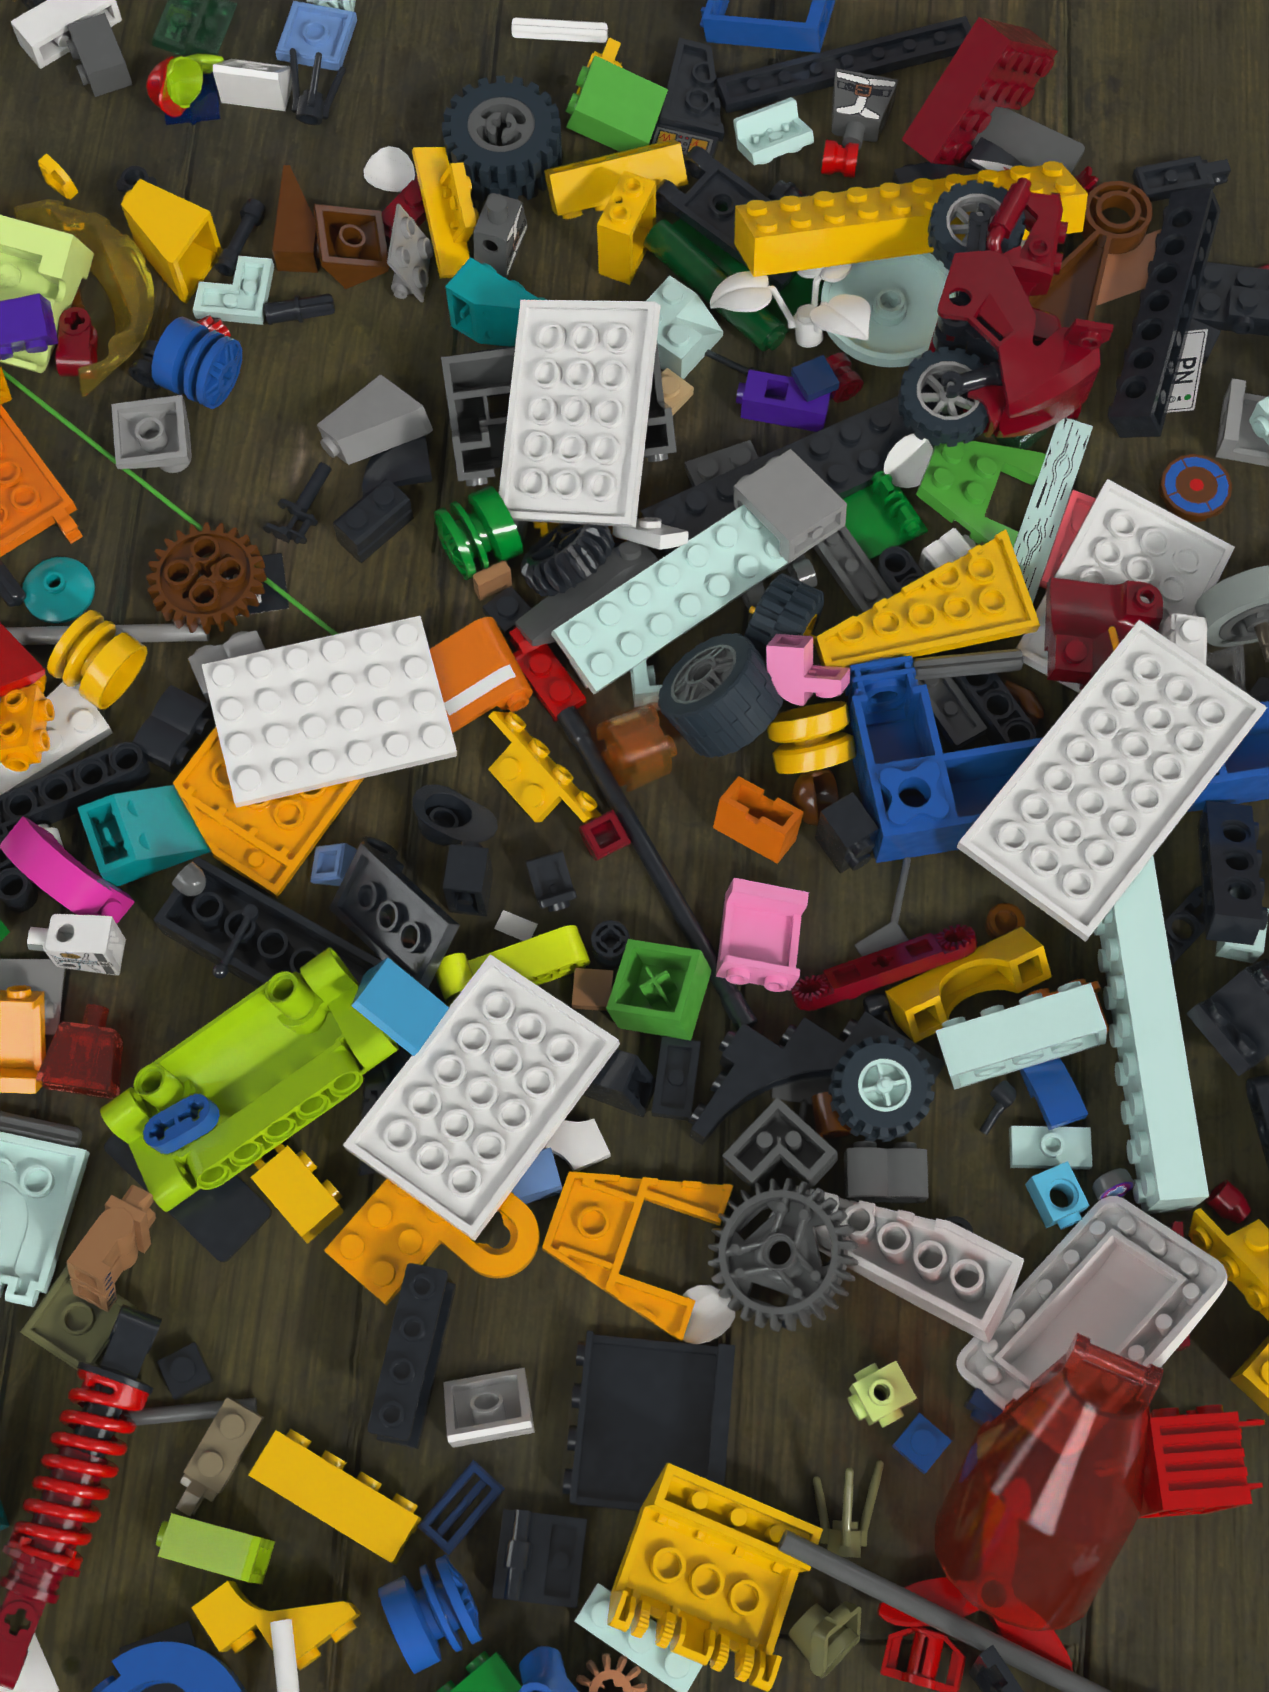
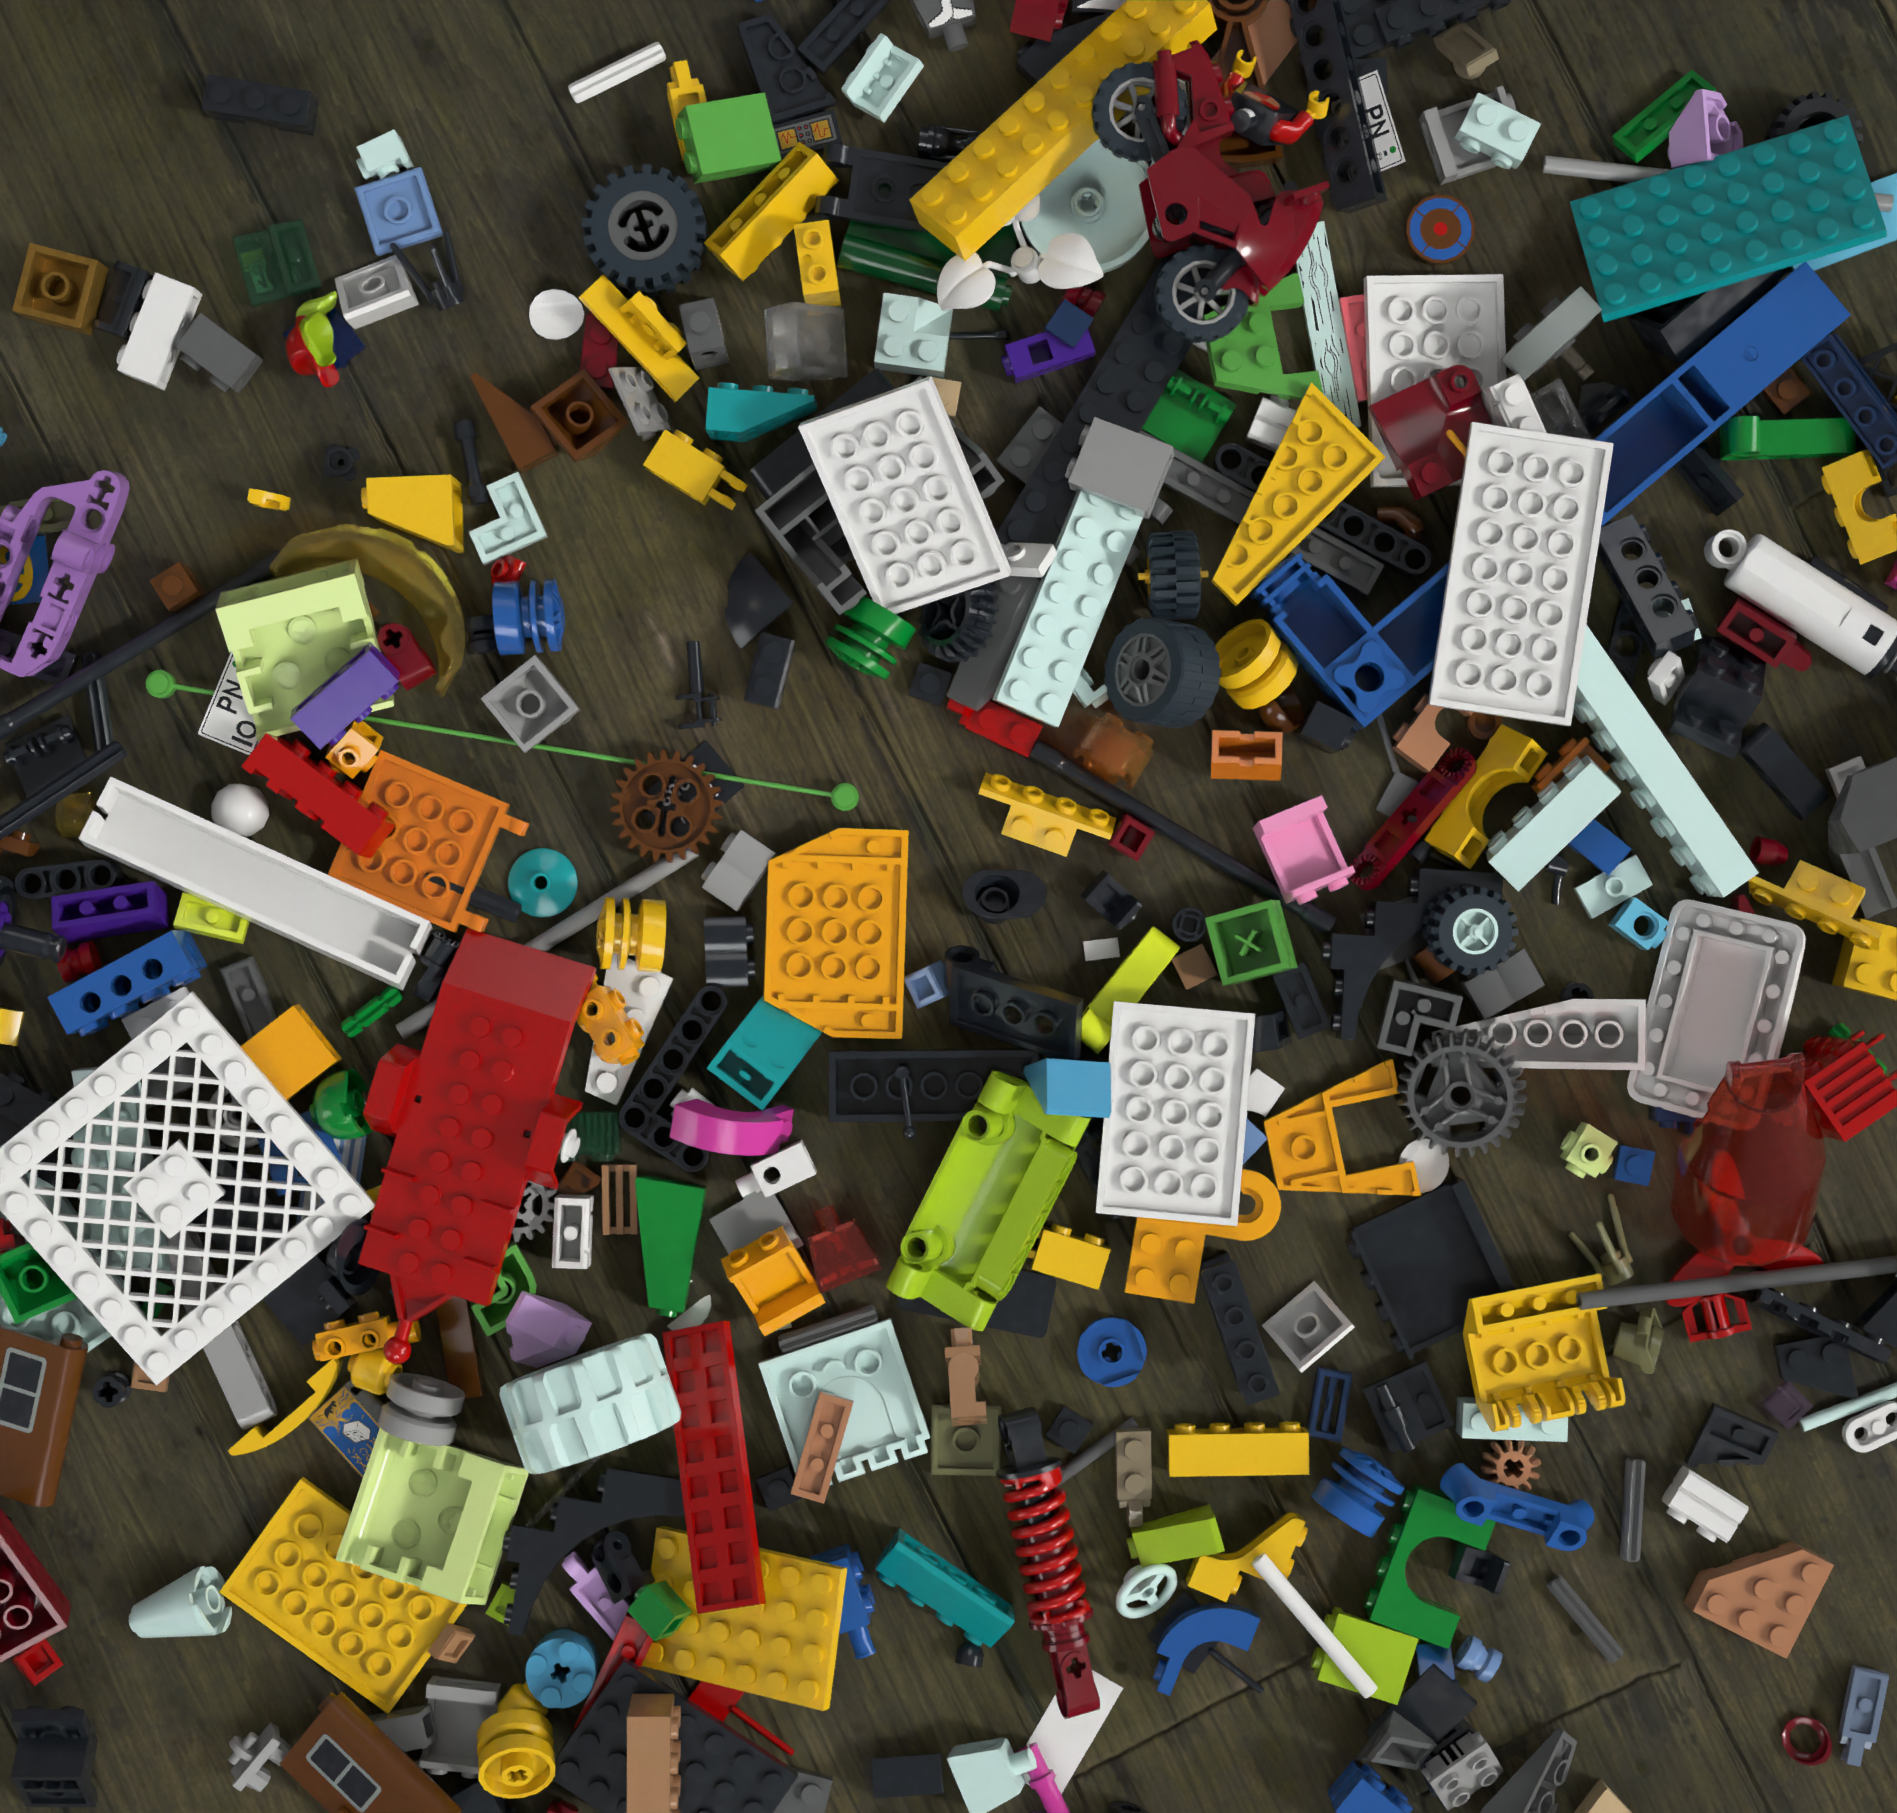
camera: 30 degrees left, 20 degrees up
(149, 1577) = (1142, 1584): none -> light aqua piece
(181, 1123) = (951, 1259): blue beam -> none
(190, 880) = (840, 1077): dark grey hinge -> none
(264, 1295) = (1102, 1369): none -> blue plate
(299, 308) = (571, 505): black axle -> none
(328, 711) = (848, 865): white plate -> none
(373, 422) = (711, 581): light grey slope -> none
(414, 330) = (690, 469): none -> yellow hinge
(468, 879) = (1049, 940): black brick -> none
(478, 673) = (937, 765): orange door -> none
(492, 580) = (902, 666): medium nougat tile -> none
(581, 274) = (805, 342): none -> clear slope
(796, 676) = (1218, 625): bright pink brick -> none
(840, 159) = (956, 69): red wheel -> none
(908, 461) = (1188, 358): white sticker -> none
(932, 900) = (1419, 739): none -> nougat arch
(968, 664) = (1343, 524): dark grey axle -> none
(1085, 301) = (1264, 116): none -> torso
(1113, 1183) = (1676, 891): dark grey tile -> none
(1208, 968) = (1665, 677): none -> white plate

